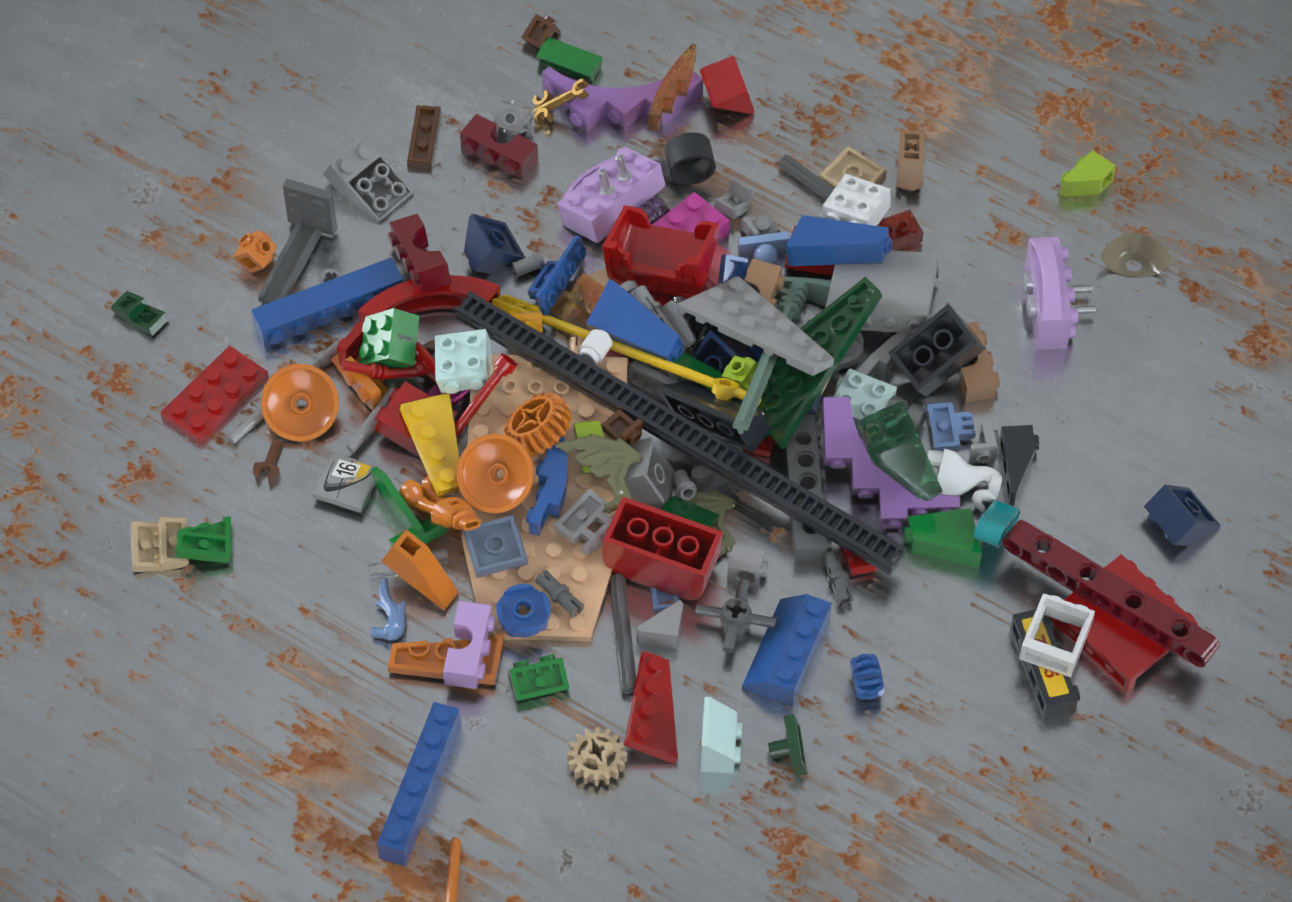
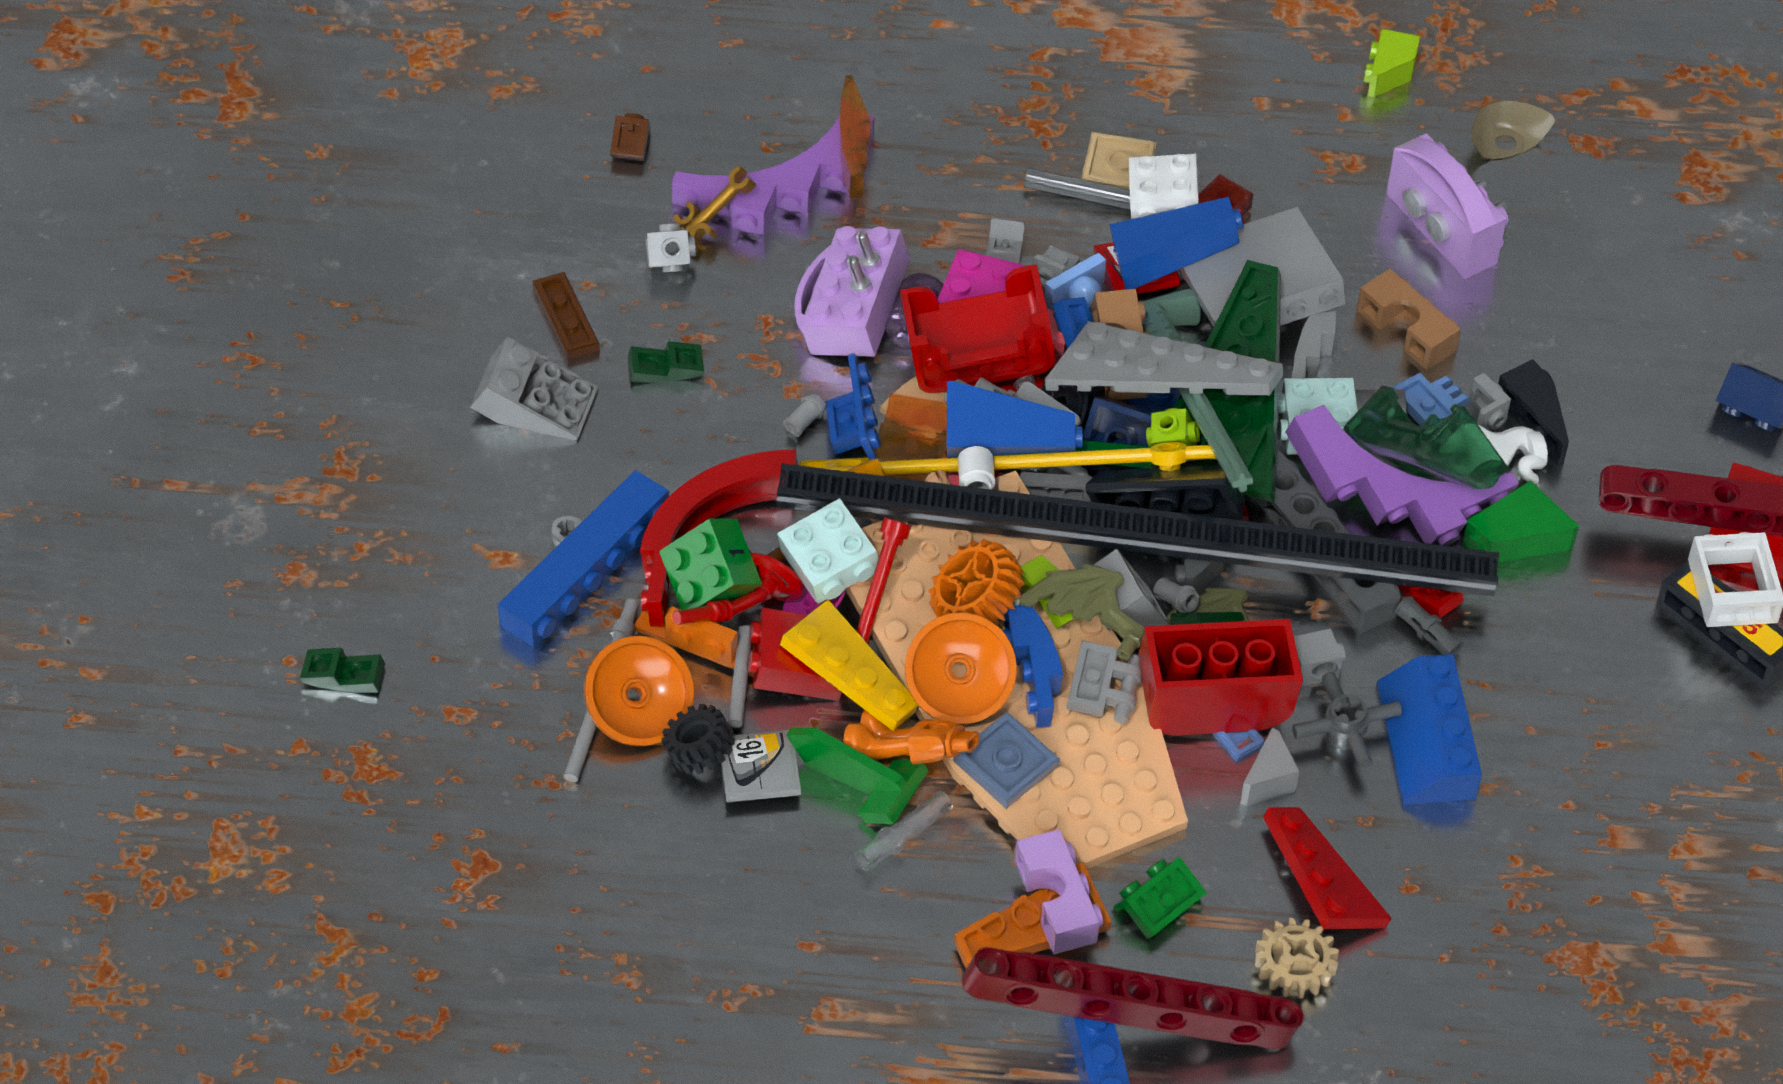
camera: 30 degrees left, 5 degrees down
(155, 545) = (566, 944): tan slope -> none
(205, 541) = (630, 913): green wing -> none
(214, 394) = (510, 731): red plate -> none
(255, 251) = (450, 533): orange brick -> none
(269, 463) = (640, 786): reddish brown bar -> none
(313, 214) = (495, 455): dark grey bracket -> none
(317, 449) = (707, 750): none -> black tyre
(396, 615) = (928, 895): medium blue piece -> none
(420, 568) = (930, 824): orange slope -> none
(425, 267) = (697, 462): dark red arch -> none
(469, 196) = (674, 363): none -> dark green slope
(480, 747) = (1131, 998): none -> dark red beam
(490, 245) = (744, 411): dark blue slope -> none
(513, 157) = (695, 297): dark red arch -> none
(523, 625) = (1091, 841): blue plate -> none
(559, 593) = (1124, 782): dark grey pin -> none
(570, 59) = (688, 155): green piece -> none
(623, 427) = (1073, 552): reddish brown bracket -> none
(623, 633) = (1223, 801): dark grey axle -> none
(690, 158) = (923, 213): black piece -> none
(719, 738) = (1426, 871): light aqua slope -> none
(726, 86) = (910, 112): red slope -> none
(791, 746) = (1514, 842): dark green tile -> none
(867, 676) = (1548, 723): blue gear -> none
(910, 160) = (1179, 119): medium nougat slope -> none
(937, 350) = (1373, 316): black slope -> none
(996, 523) = (1573, 485): teal beam -> none

